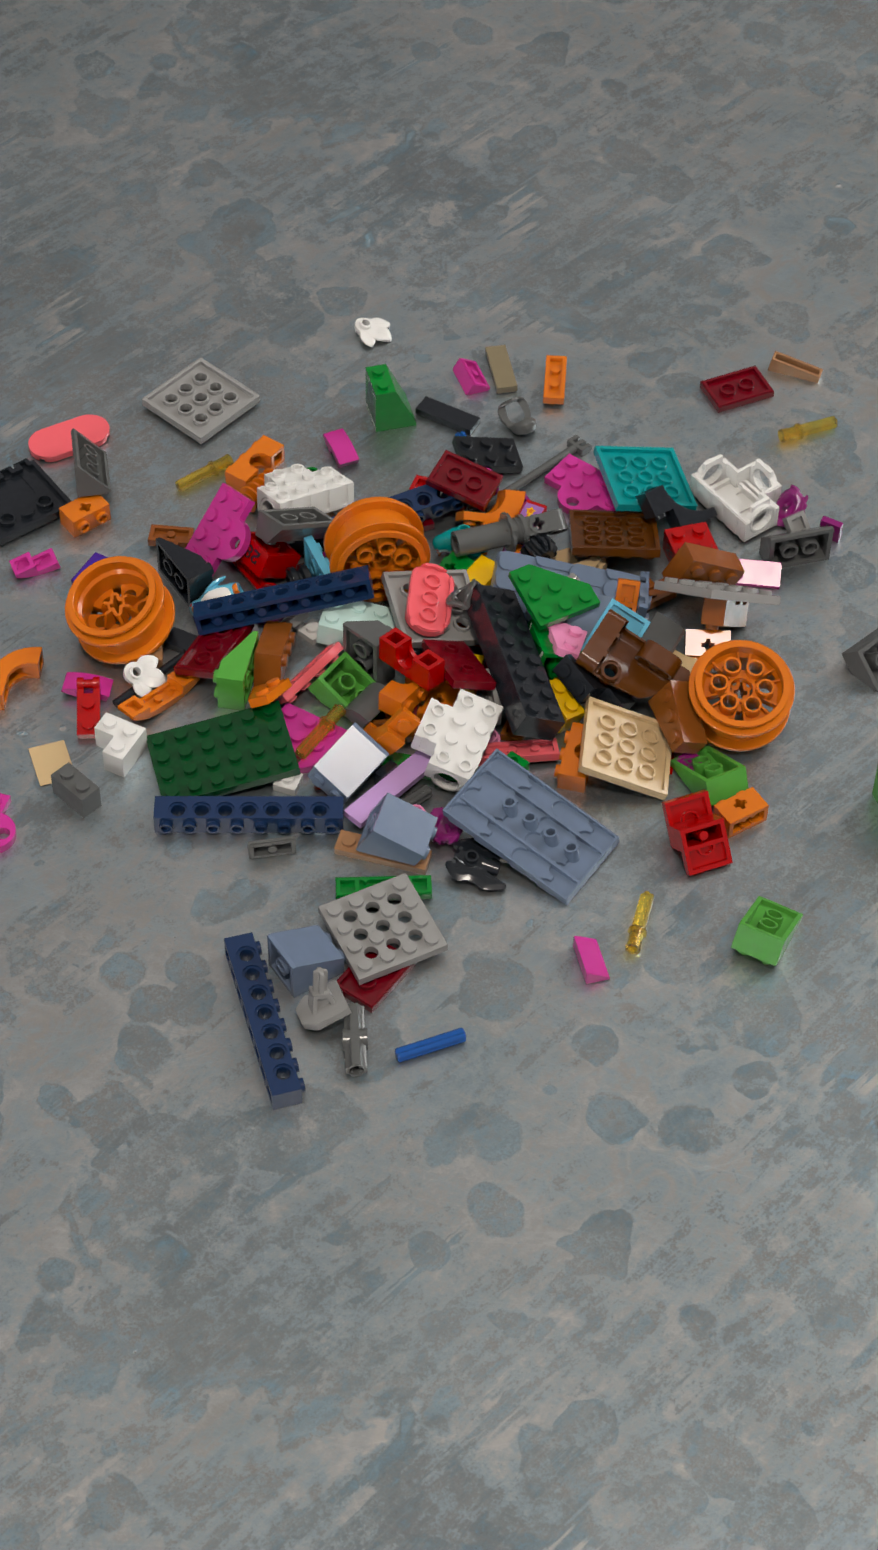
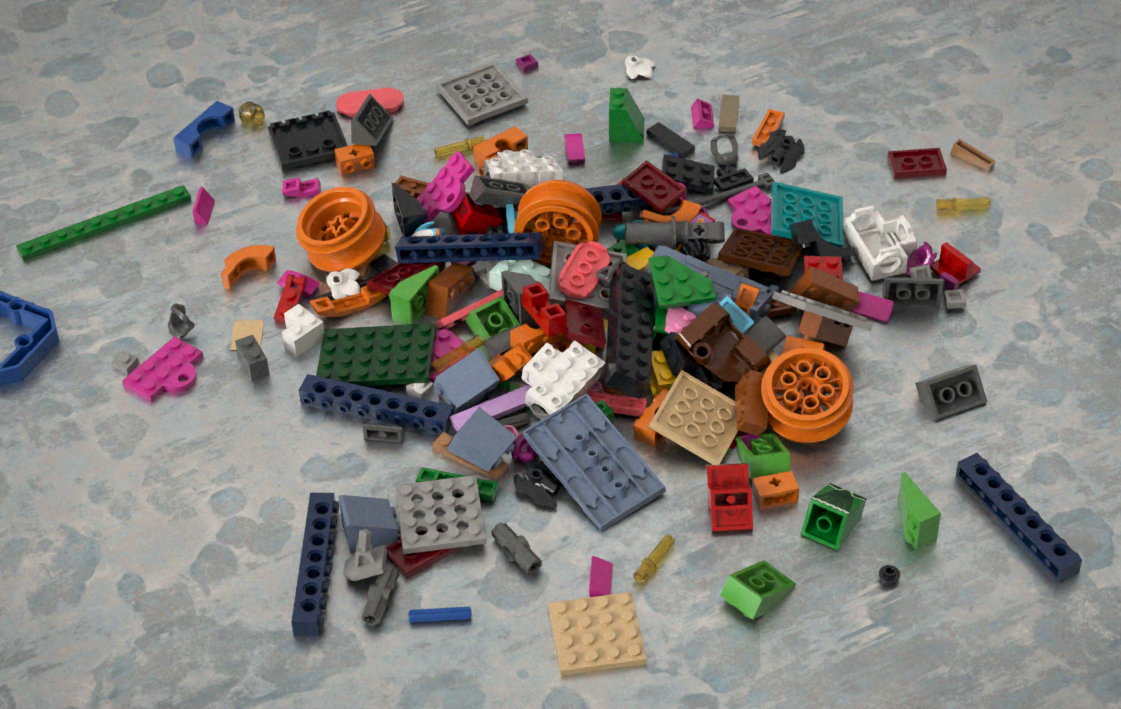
camera: 20 degrees right, 5 degrees down
(237, 350) = (527, 63): none -> magenta tile
(268, 692) = (428, 315): orange wing -> none
(484, 947) = (516, 548): none -> dark grey piece
(539, 451) = (732, 179): none -> black hinge
(582, 402) = (782, 148): none -> black piece
(612, 1023) = (596, 633): none -> tan plate
(814, 828) = (832, 515): none -> green slope
(828, 502) = (955, 264): none -> red bracket
(844, 545) = (955, 299): none -> light grey plate

